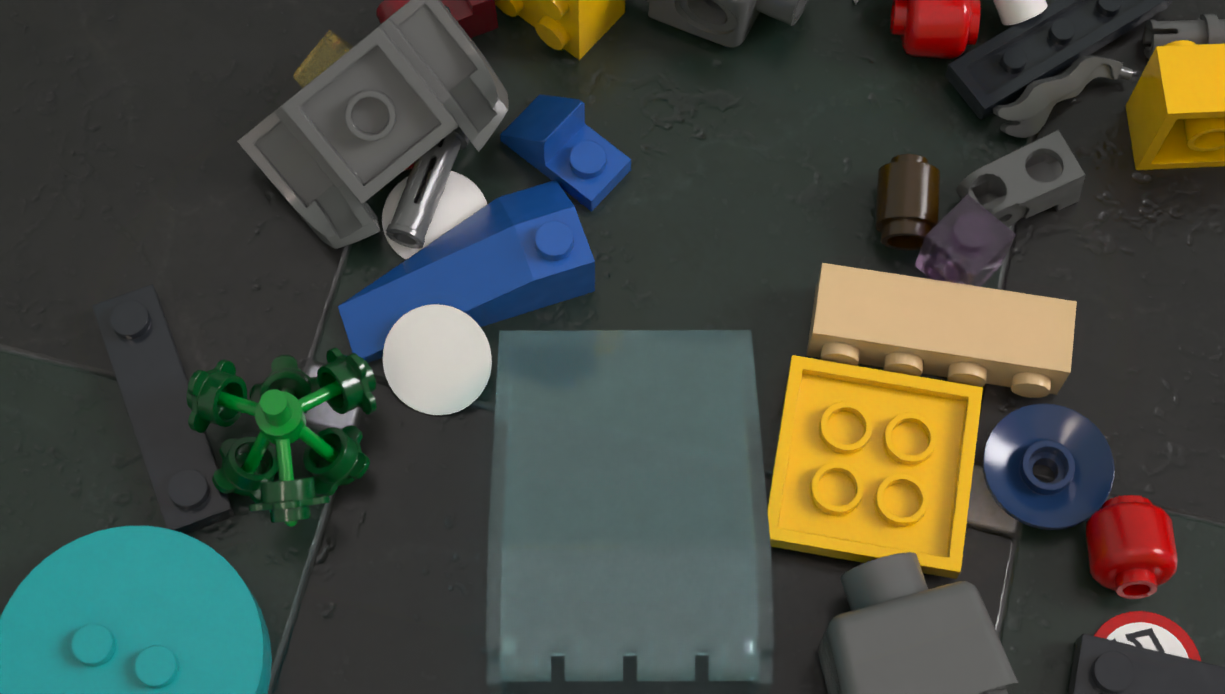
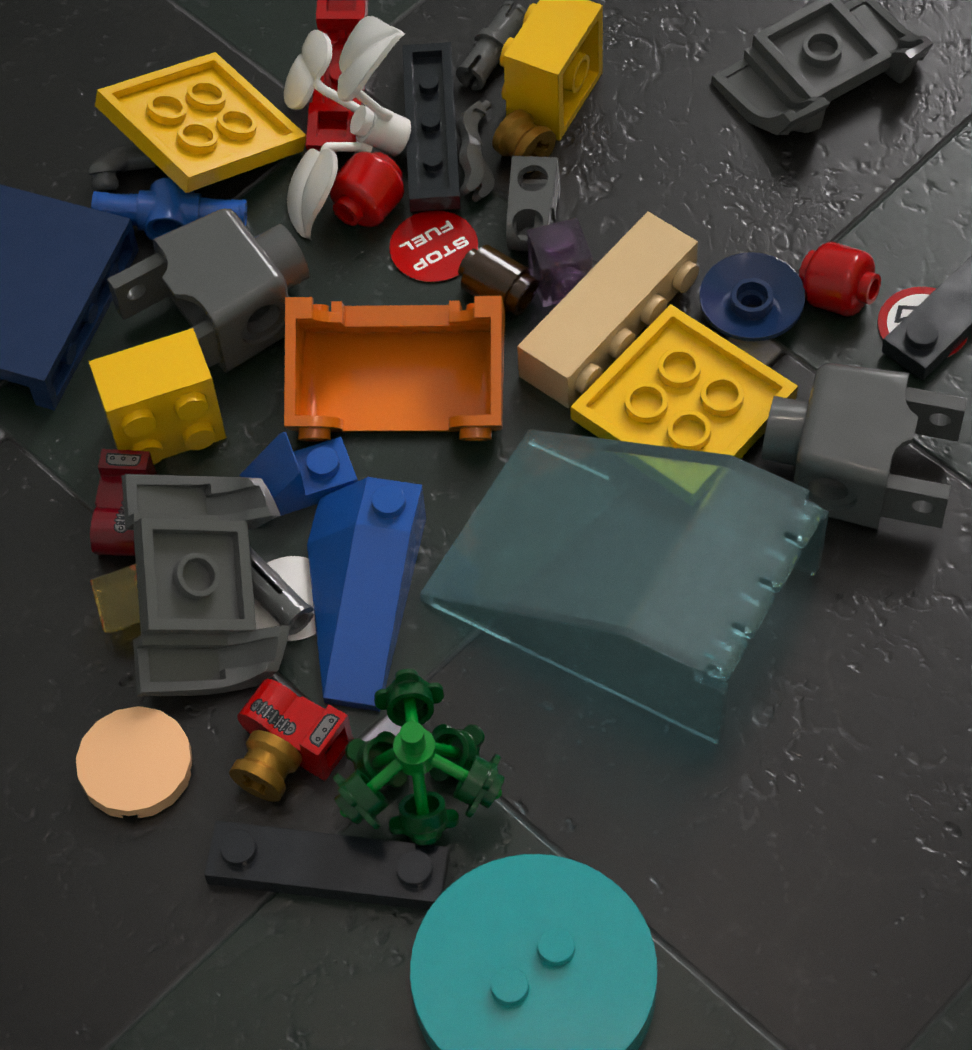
camera: 55 degrees left, 10 degrees down
(181, 180) = (134, 762): none -> light nougat tile
(228, 294) = (265, 765): none -> pearl gold wheel
(285, 300) = (301, 724): none -> red leg
(437, 359) = (420, 636): white sticker -> none
(734, 160) = (394, 368): none -> orange windscreen
(922, 119) = (432, 245): none -> red sticker
(1100, 132) = (522, 137): none -> pearl gold wheel

